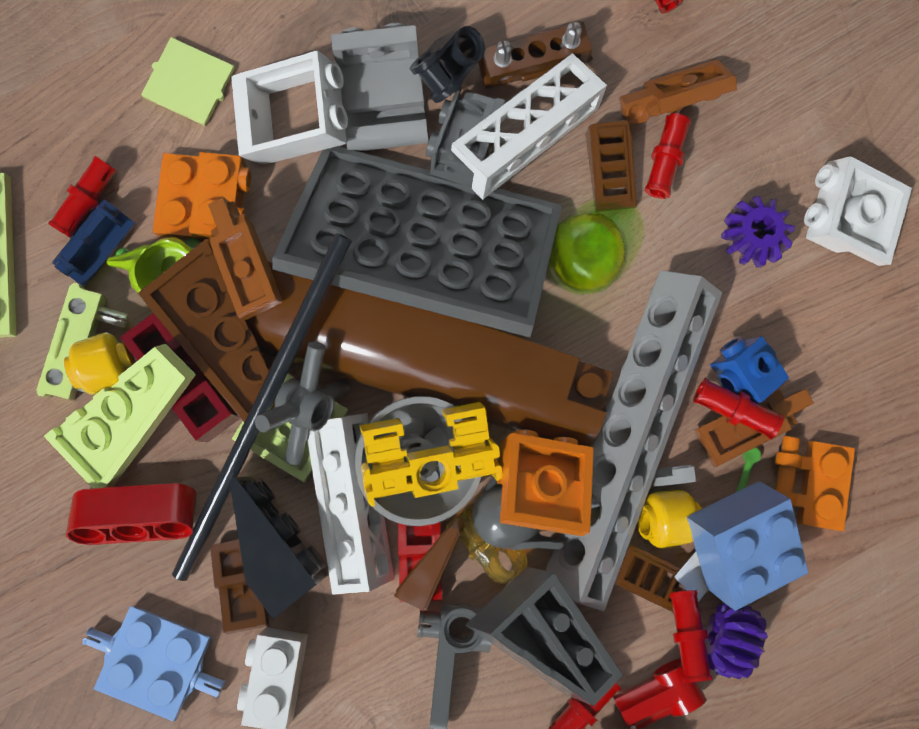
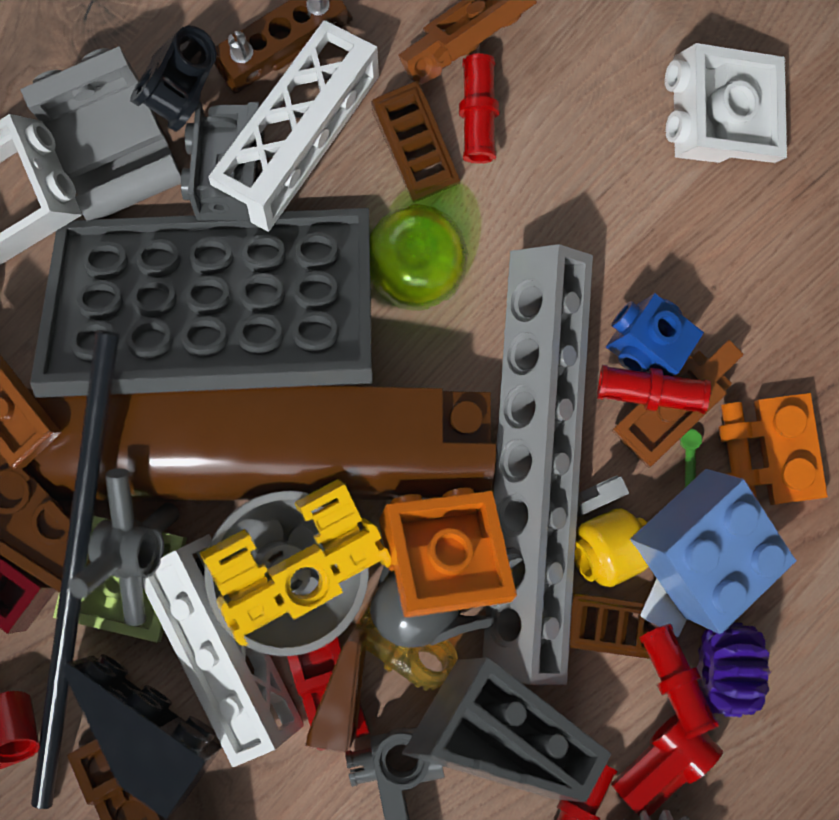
camera: 10 degrees left, 0 degrees up
(772, 228) = (595, 170): dark purple gear -> none

